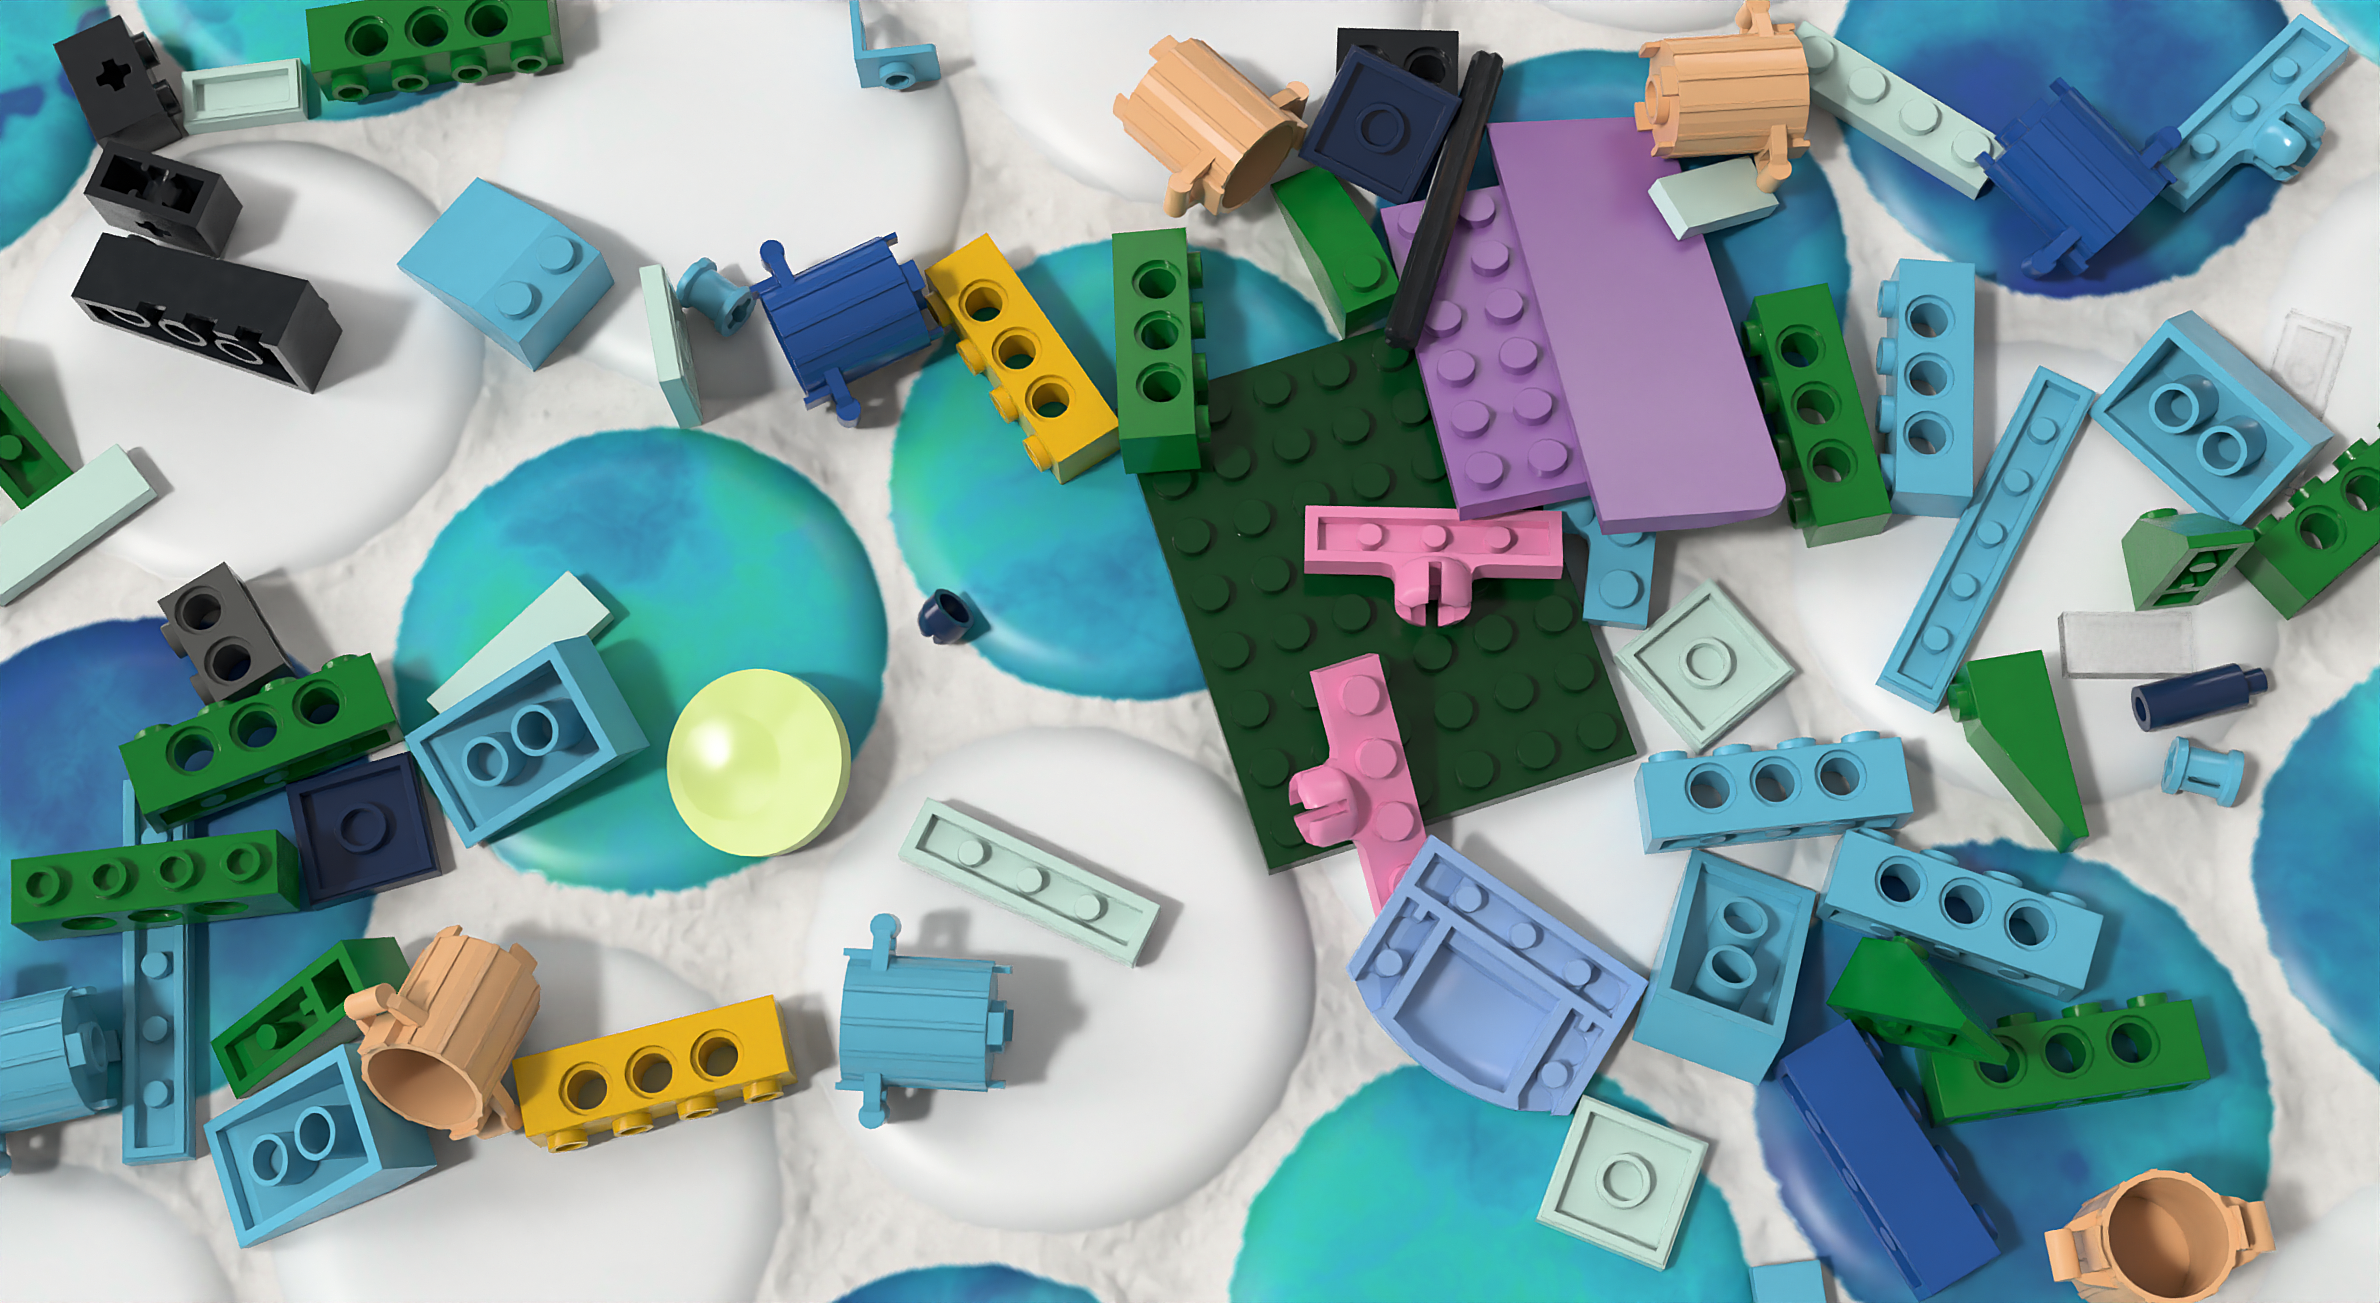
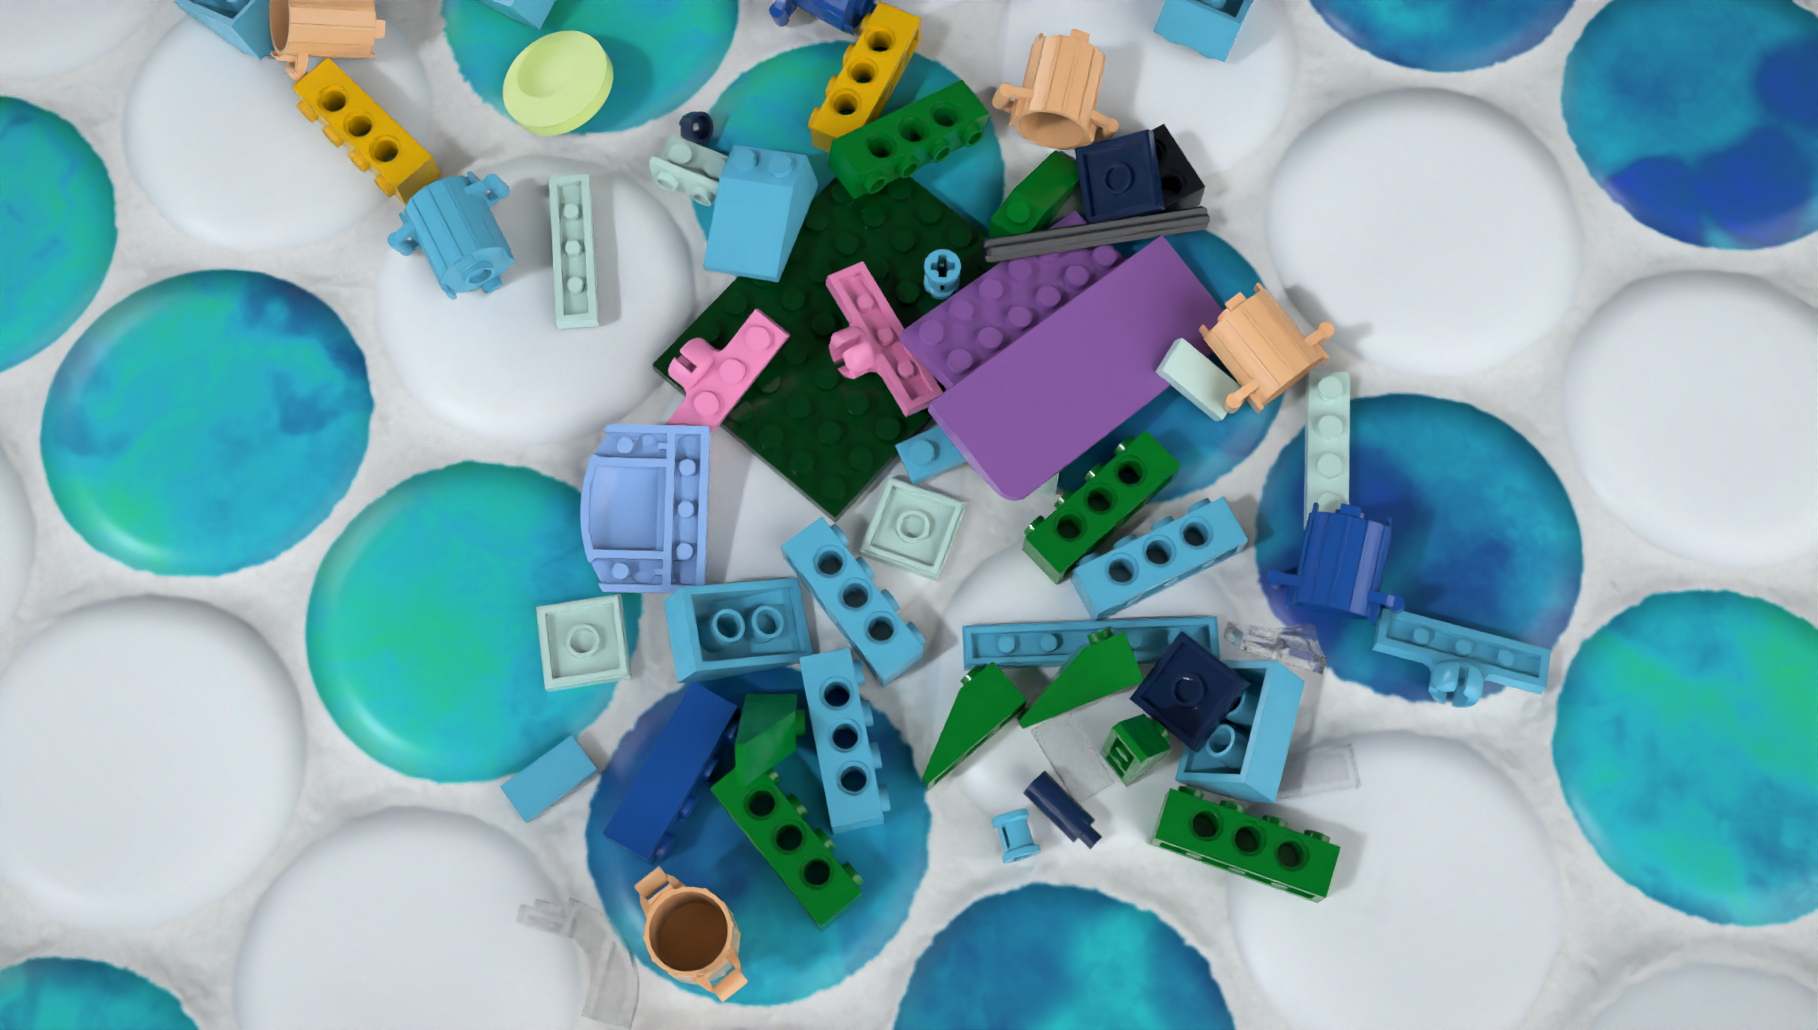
camera: 55 degrees right, 0 degrees up
(1010, 655) = (688, 169): none -> light aqua bracket
(1142, 604) = (758, 212): none -> medium azure slope
(1375, 403) = (952, 268): none -> medium azure bush
(2044, 564) = (1090, 673): none -> green slope
(2130, 310) = (1288, 645): none -> clear plate
(2132, 450) = (1189, 691): none -> dark blue tile

